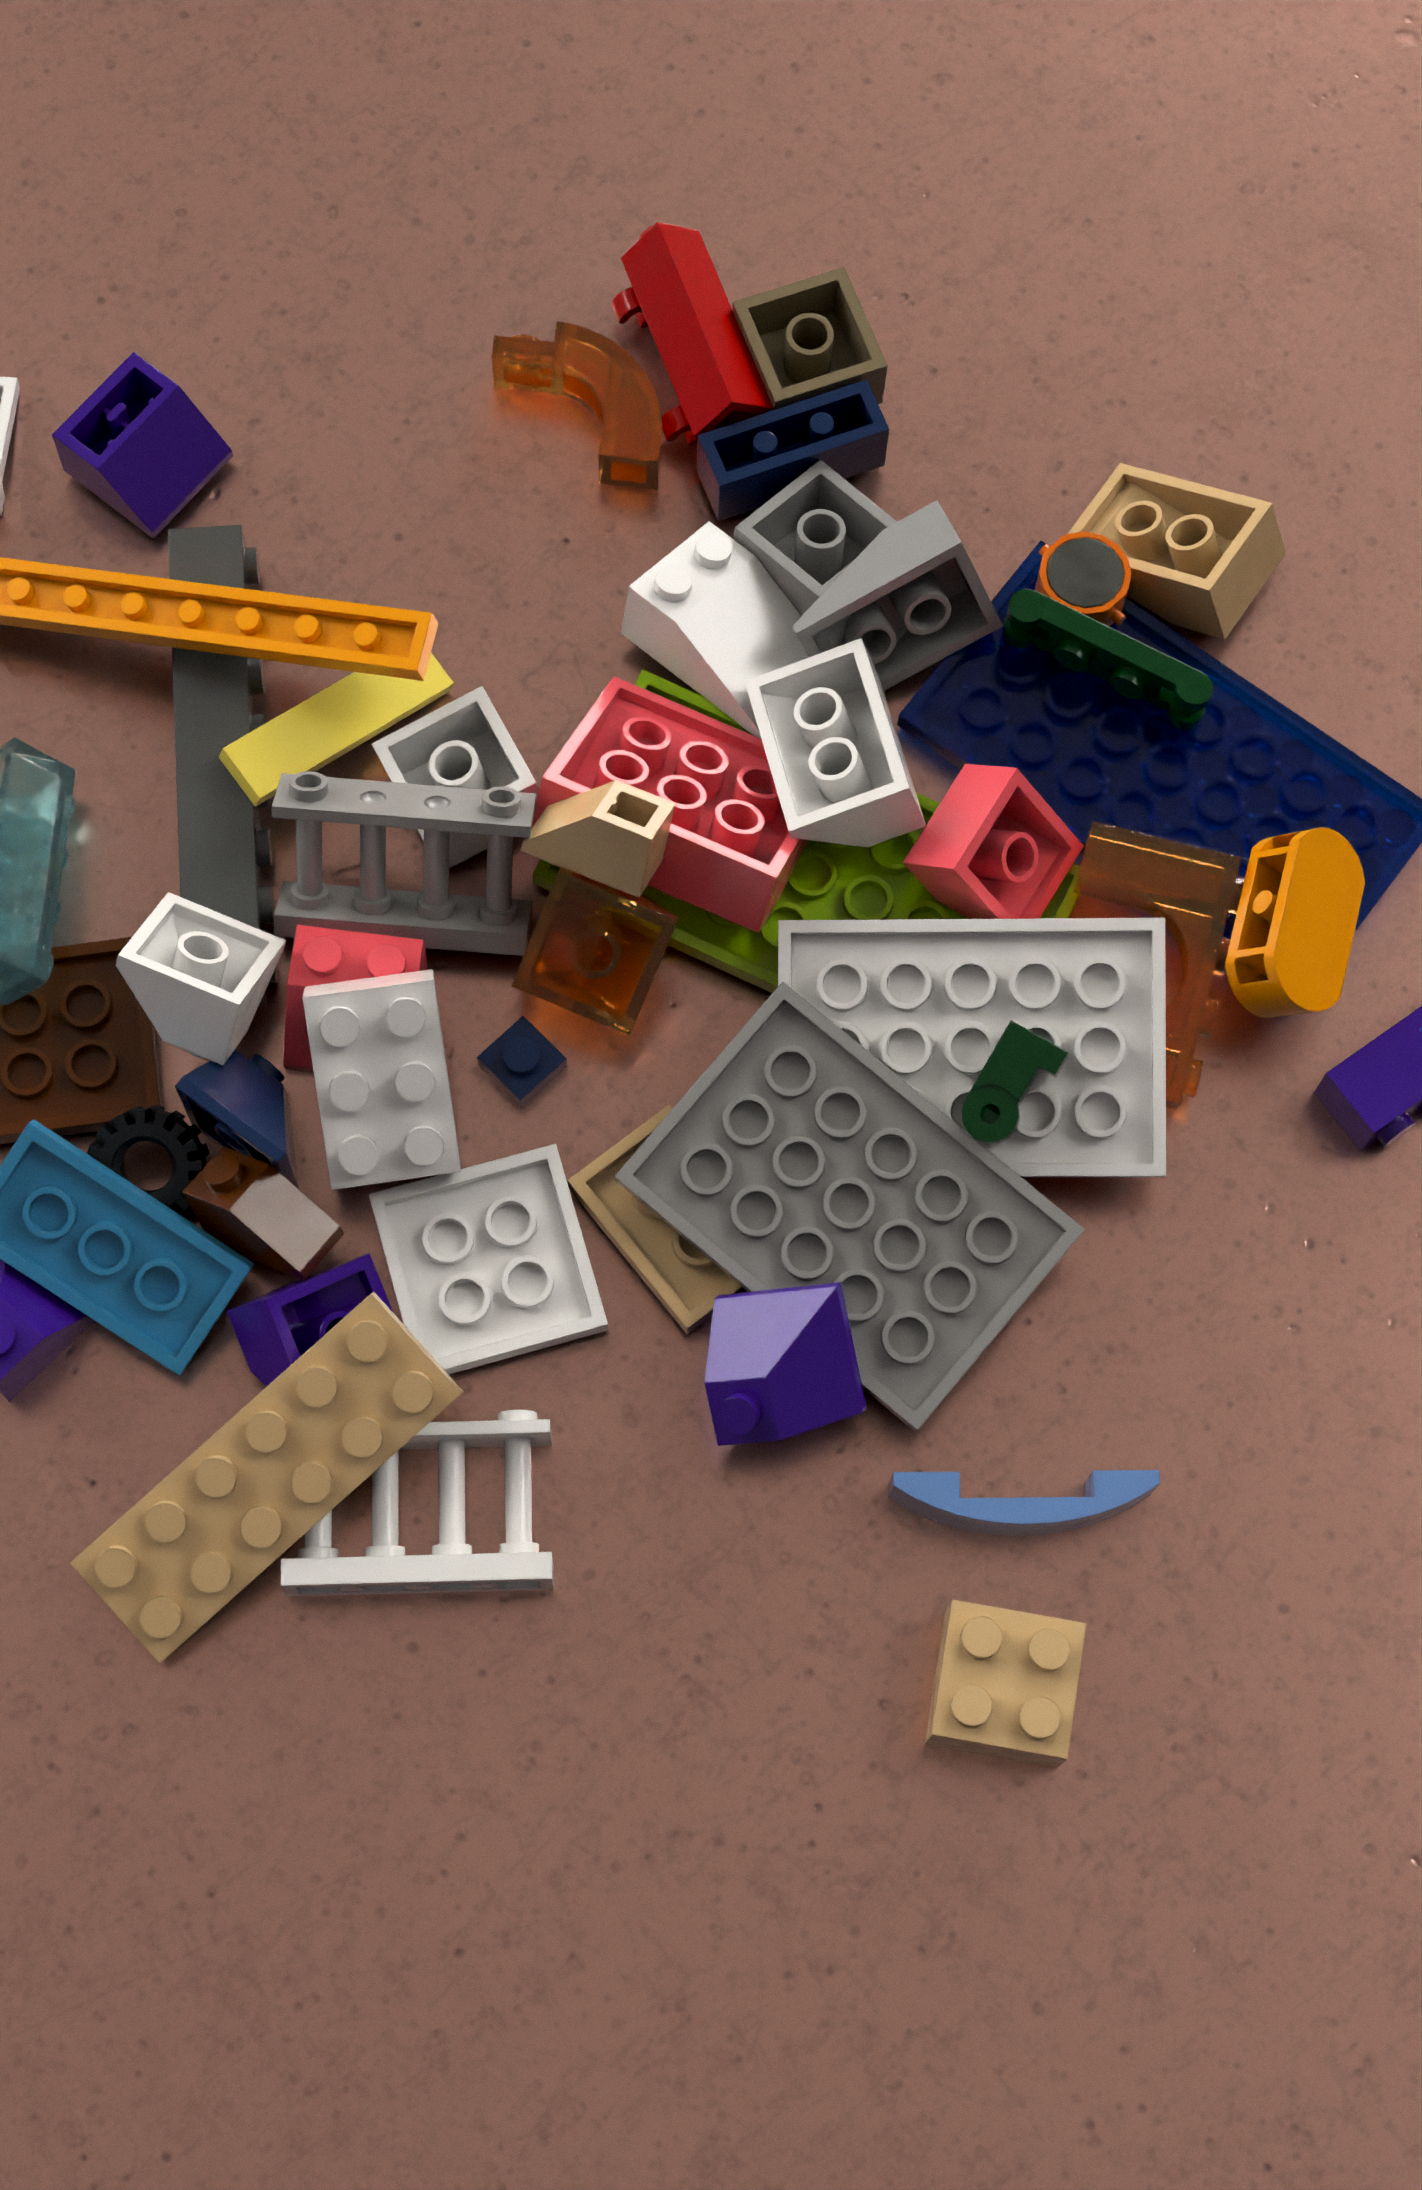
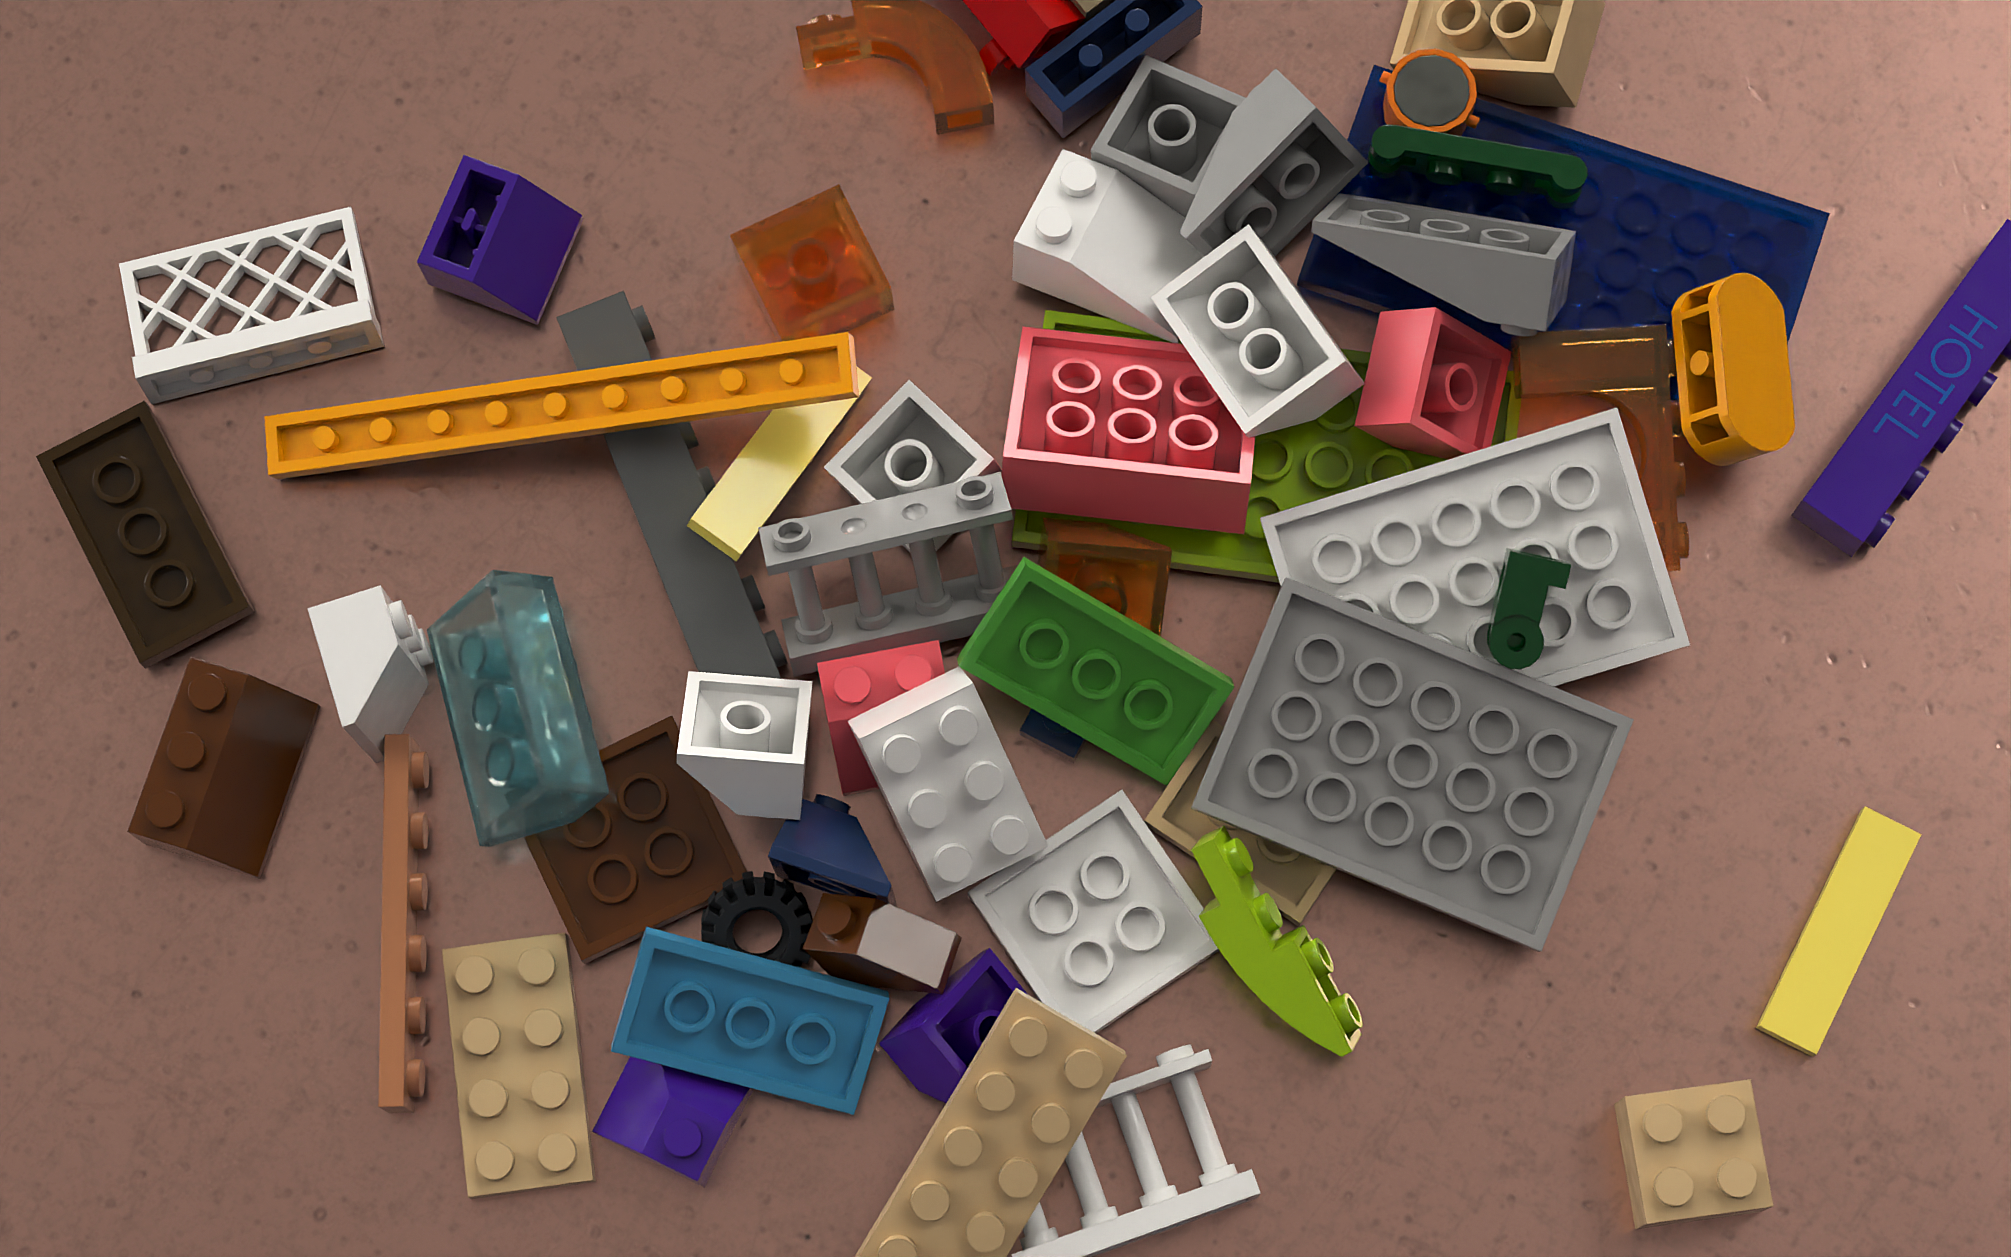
camera: 10 degrees left, 5 degrees up
(432, 557) = (813, 269): none -> clear orange brick
(565, 1016) = (1095, 671): none -> bright green plate
(605, 835) = (1078, 494): tan slope -> none
(652, 1370) = (1282, 970): none -> lime slope
(781, 1363) = (1400, 931): dark purple slope -> none
(939, 1499) = (1582, 1006): medium blue slope -> none
(1076, 747) = (1478, 263): none -> light grey slope
(1228, 1512) = (1838, 931): none -> light yellow tile

